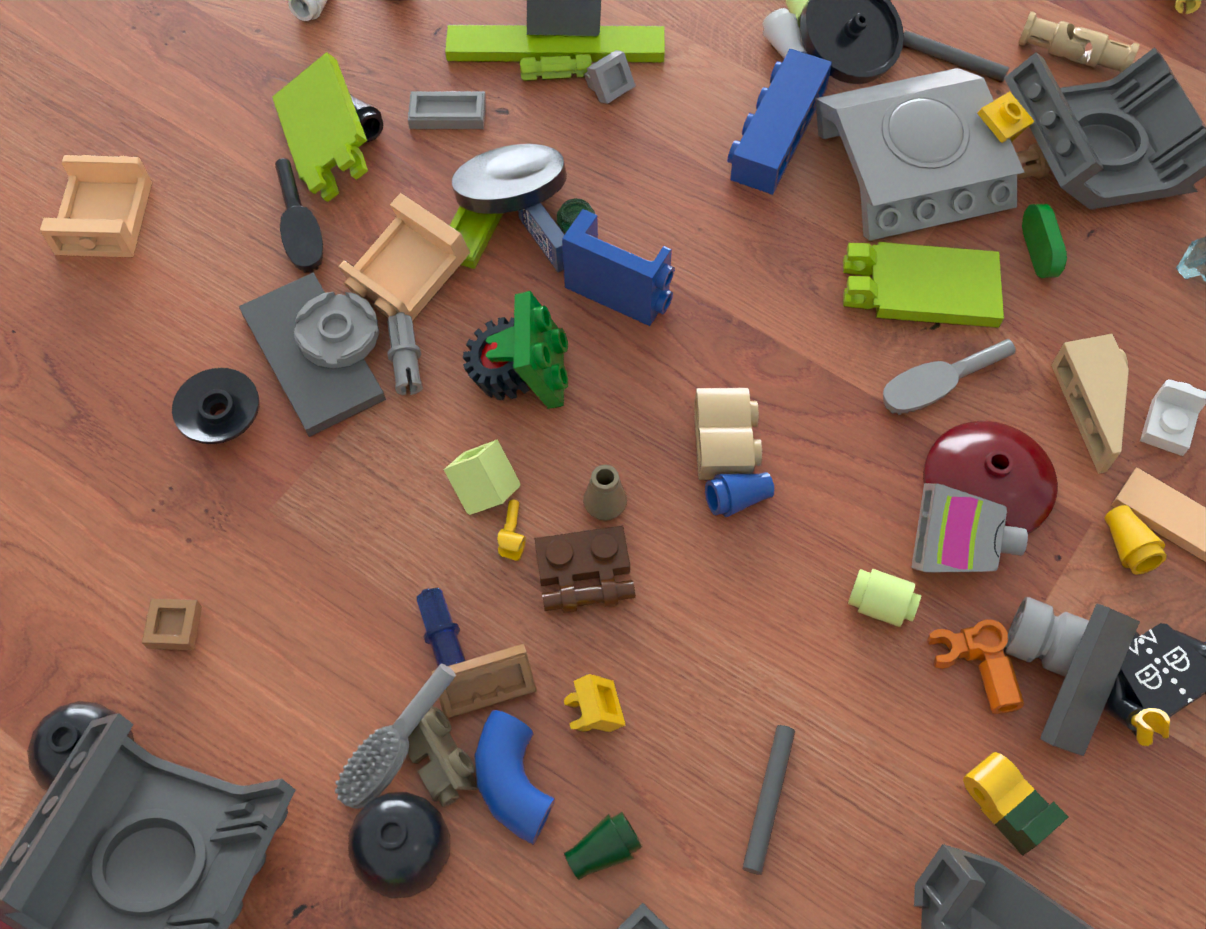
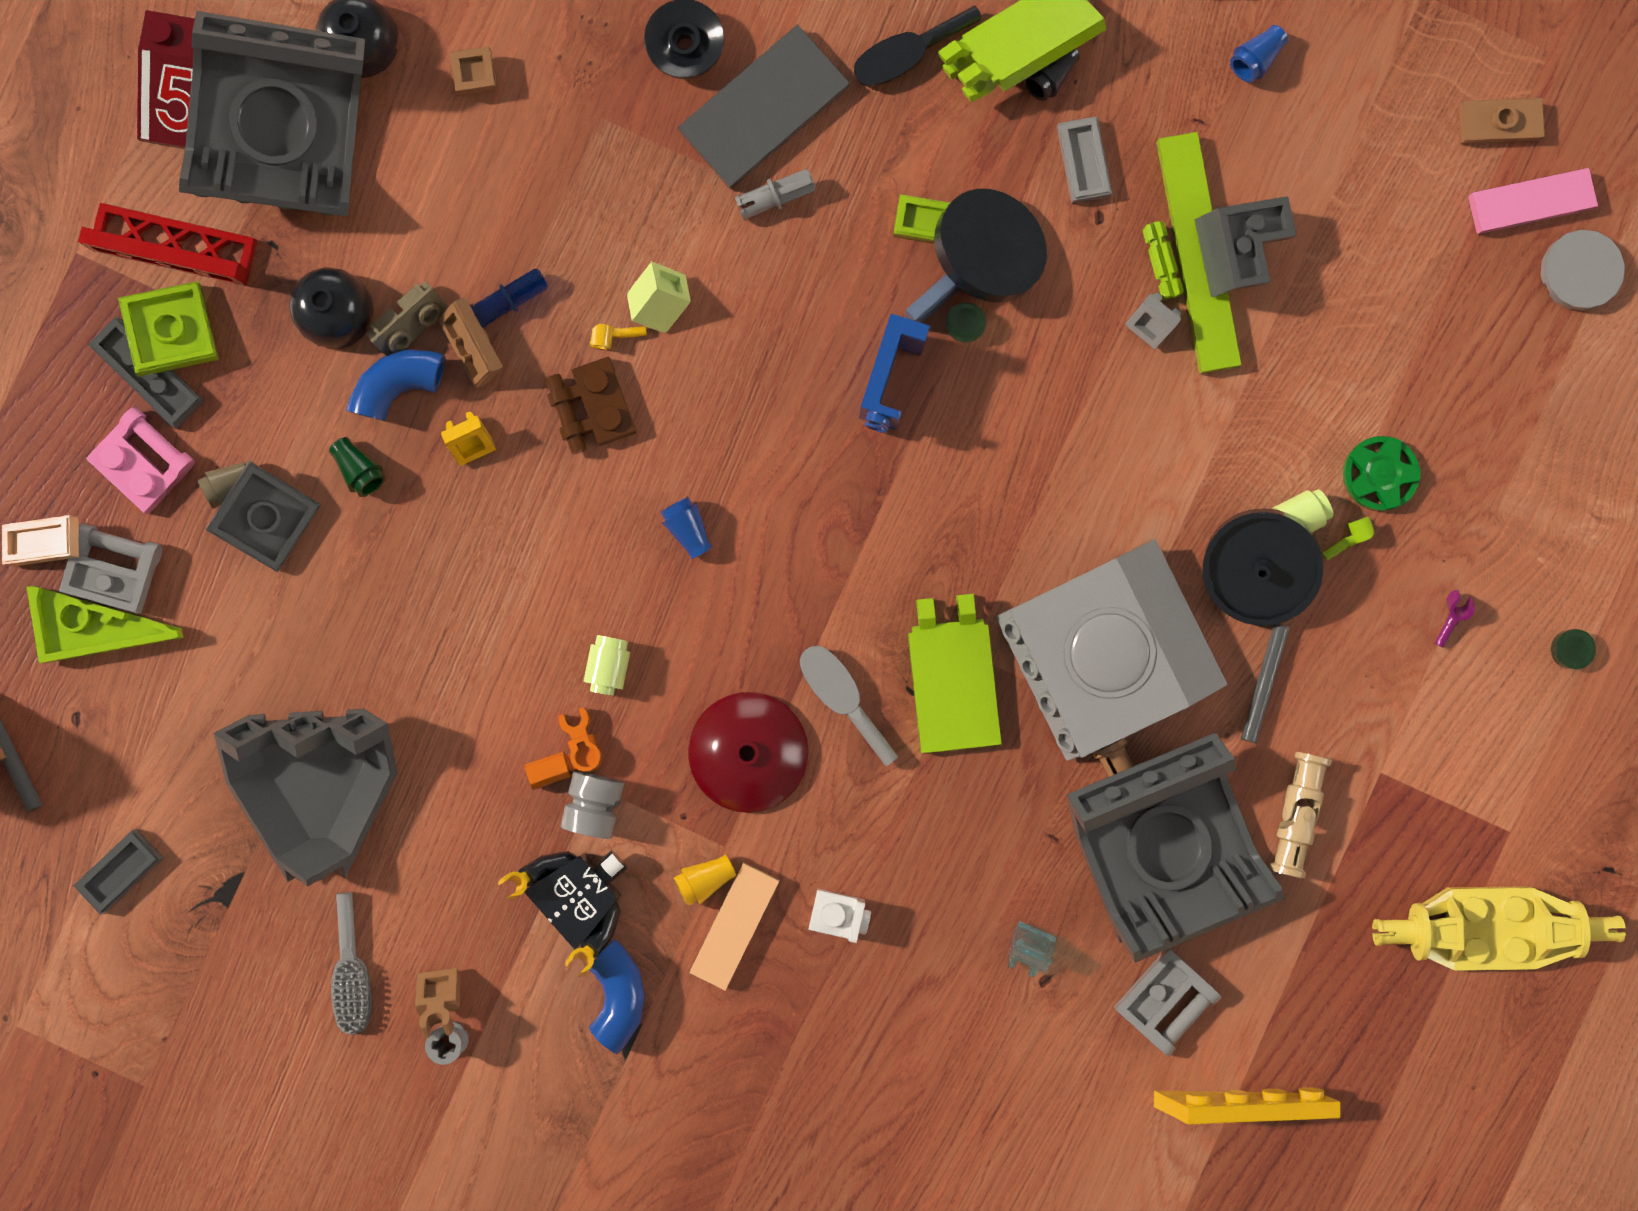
camera: 80 degrees right, 25 degrees up
(336, 329) = (784, 124): light grey tile -> none
(385, 750) = (394, 277): light grey piece -> none
(407, 261) = (871, 168): light nougat panel -> none
(520, 353) = (783, 303): green plate -> none
(605, 494) = (664, 419): dark tan cone -> none
(725, 432) = (741, 506): tan brick -> none
(768, 800) = (421, 591): dark grey bar -> none
(779, 122) = (1128, 507): blue brick -> none
(783, 31) = (1253, 493): white cone -> none
(962, 532) = (673, 726): light grey torso -> none
(1006, 117) = (1143, 732): yellow bracket -> none
(1012, 803) = (448, 784): leg -> none
(1044, 241) = (1021, 787): green tile -> none
(1089, 680) = (551, 837): dark grey tile -> none
(1095, 387) = (856, 843): tan slope -> none

